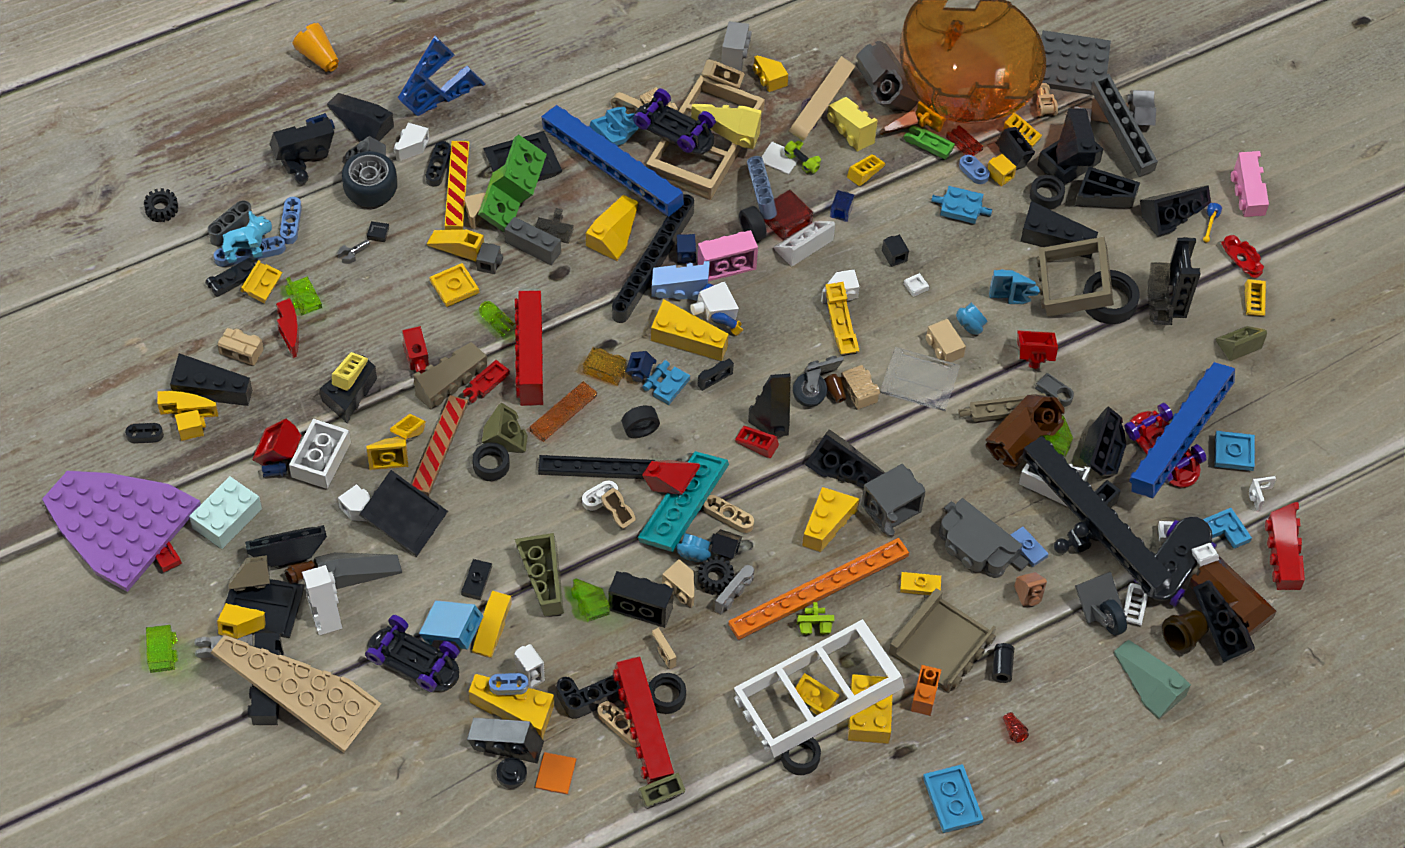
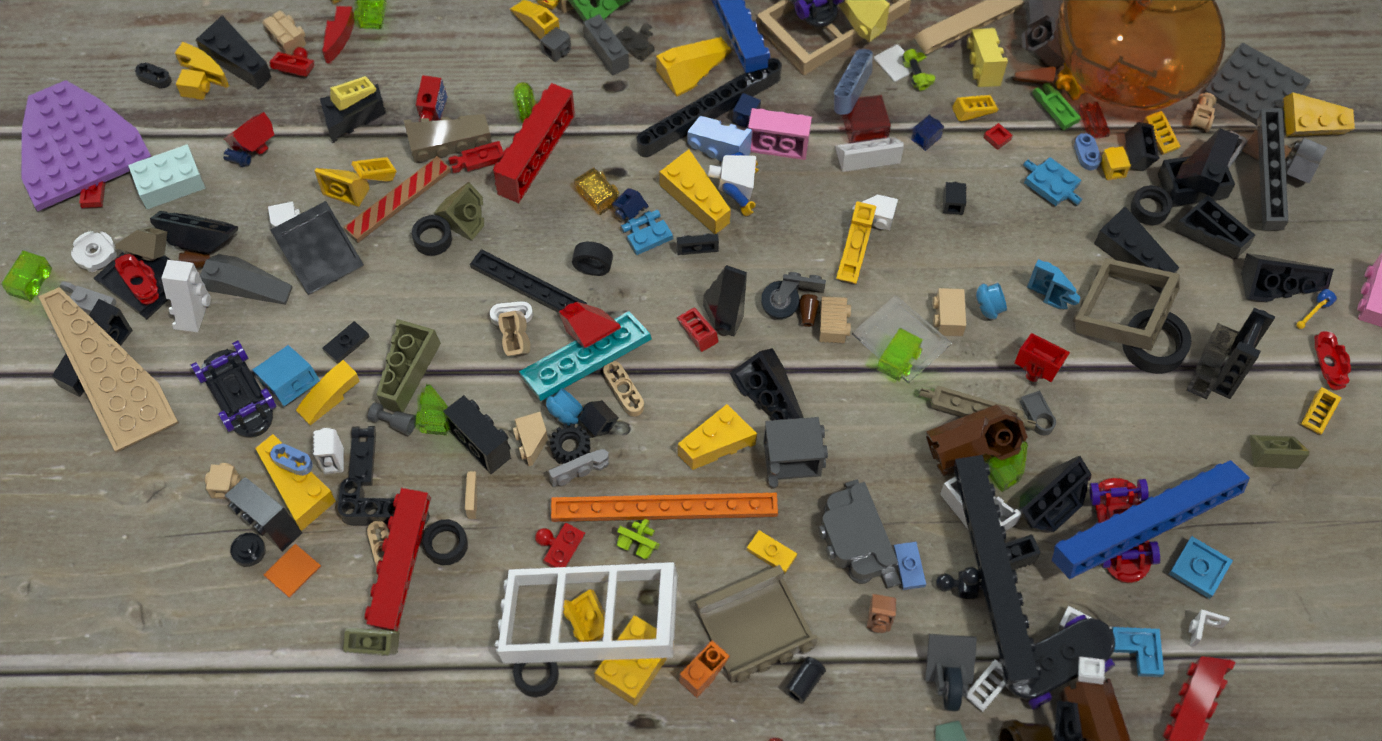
camera: 30 degrees right, 5 degrees up
(203, 612) = (97, 260): none -> white plate
(239, 621) = (103, 282): yellow slope -> none
(266, 368) = (295, 63): none -> red plate
(278, 611) = (129, 268): none -> red piece
(320, 453) = (282, 159): white brick -> none
(453, 731) = (221, 480): none -> tan brick
(454, 284) = (509, 56): yellow plate -> none
(553, 659) = (363, 455): none -> black plate
(563, 411) = (531, 217): clear orange plate -> none
(567, 619) = (399, 420): none -> dark grey piece
(752, 220) = (824, 113): black tyre -> none
(759, 652) = (562, 547): none -> red plate
(897, 185) = (998, 136): none -> red tile
(916, 285) = (956, 242): white tile -> none
(929, 391) = (899, 355): none -> clear neon green brick
(1132, 69) = (1315, 117): none -> yellow wedge

